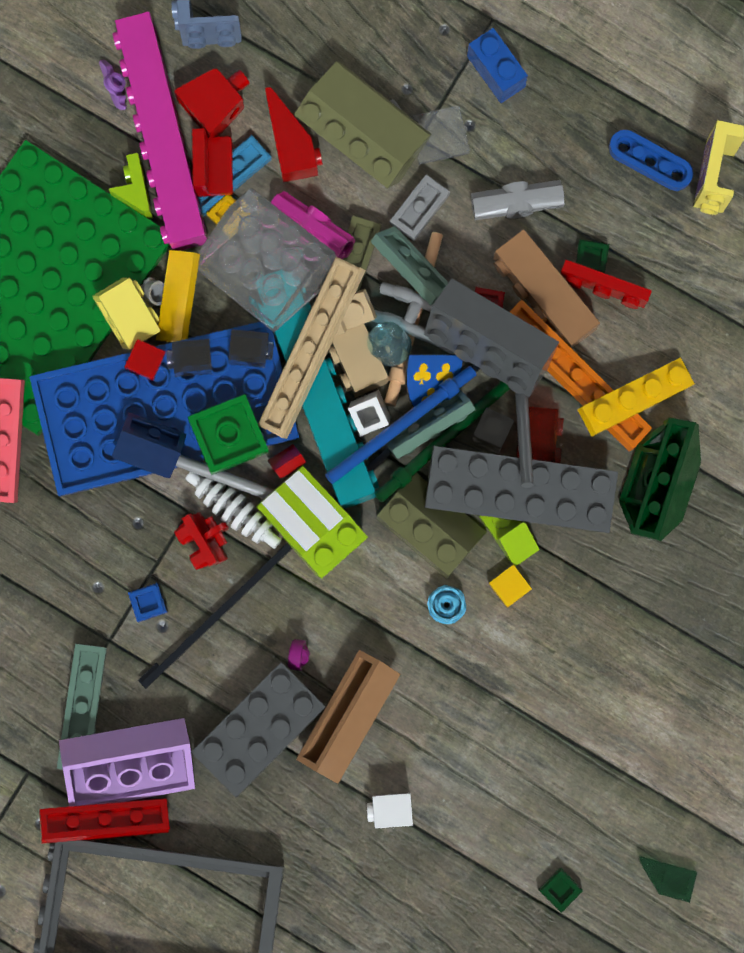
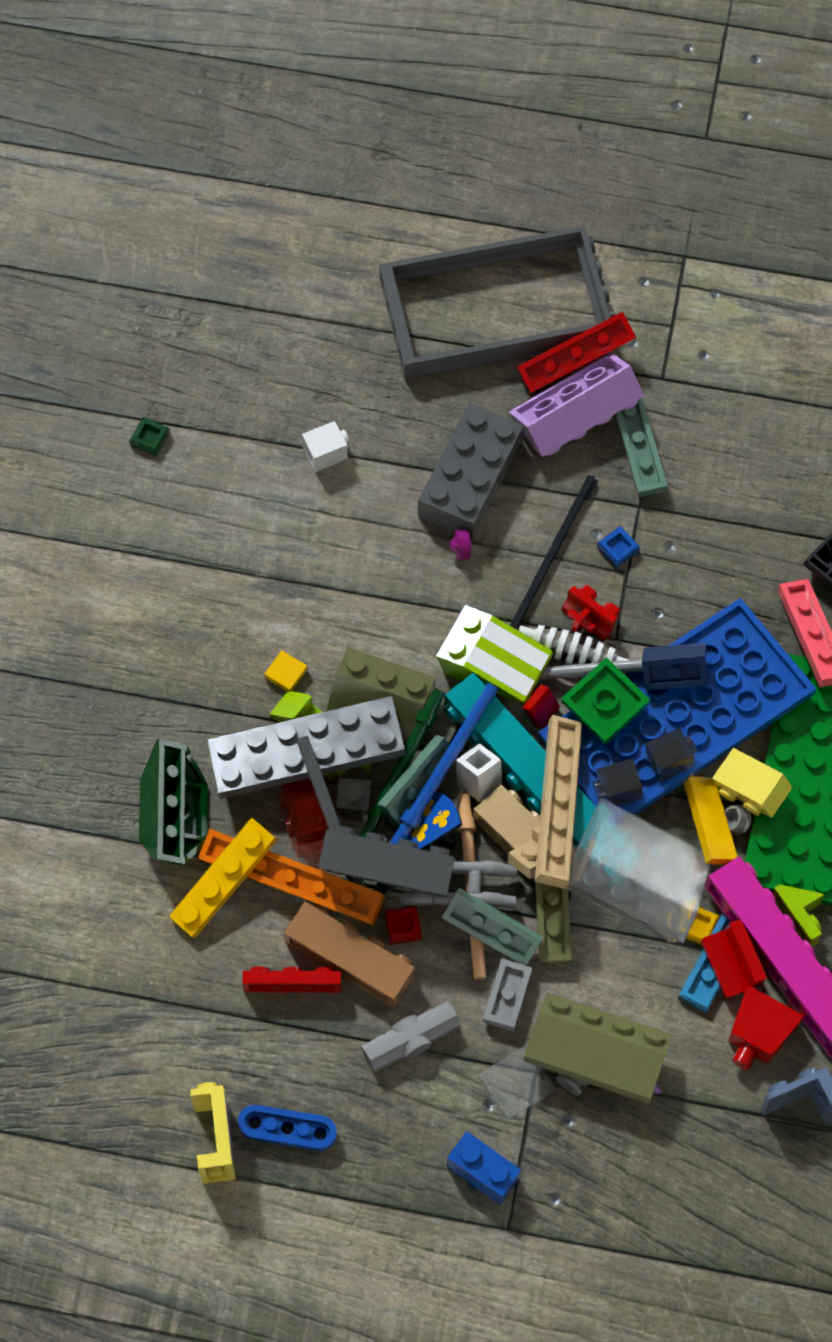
camera: 160 degrees right, 15 degrees down
(145, 360) = (713, 741): red tile -> none
(293, 144) = (658, 1007): red slope -> none
(316, 224) = (608, 932): dark pink piece -> none
(348, 716) = (394, 505): medium nougat brick -> none
(389, 343) = (482, 840): clear light blue head -> none
(453, 597) = (336, 625): medium azure plate -> none
(592, 255) = (314, 1009): dark green tile -> none
(669, 879) = (53, 476): clear green tile -> none

